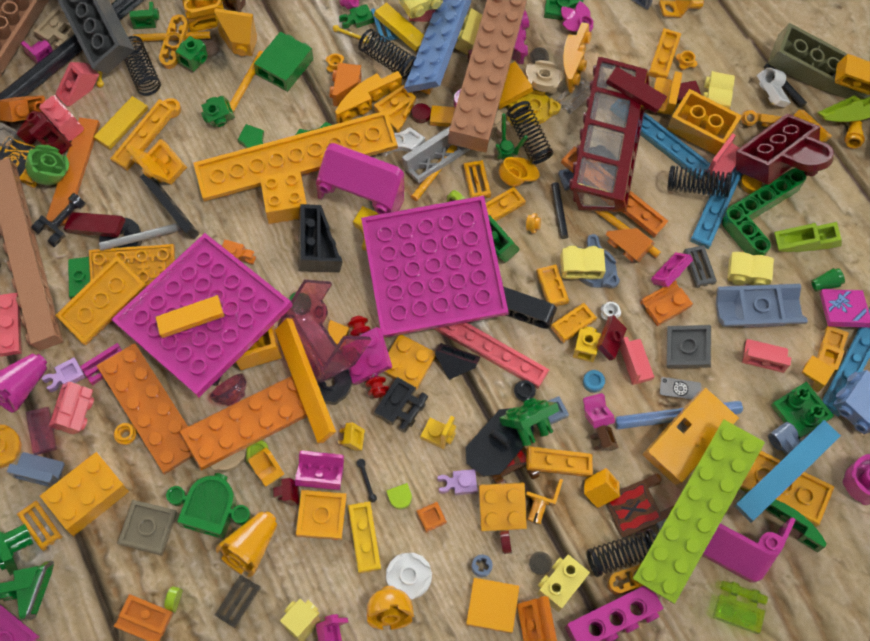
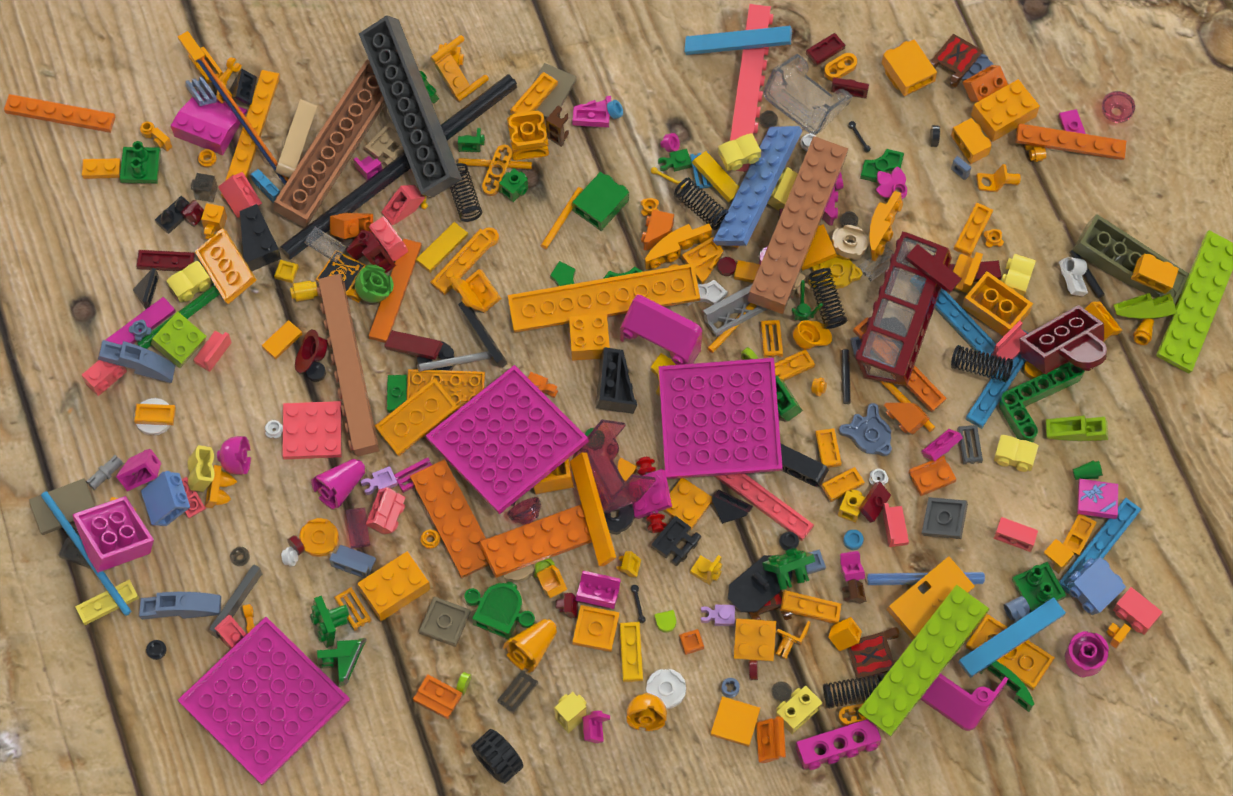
camera: 10 degrees right, 0 degrees up
(75, 202) = (397, 322): black bar -> none
(190, 316) = (497, 441): light orange tile -> none
(217, 111) = (540, 246): green brick -> none
(237, 31) = (559, 167): light orange slope -> none
(582, 263) = (858, 429): light yellow brick -> none
(679, 388) = (930, 554): light grey sticker -> none
(739, 613) = (948, 753): clear neon green plate -> none
(759, 305) = (1018, 487): sand blue piece -> none
(766, 119) = (1060, 308): light orange plate -> none

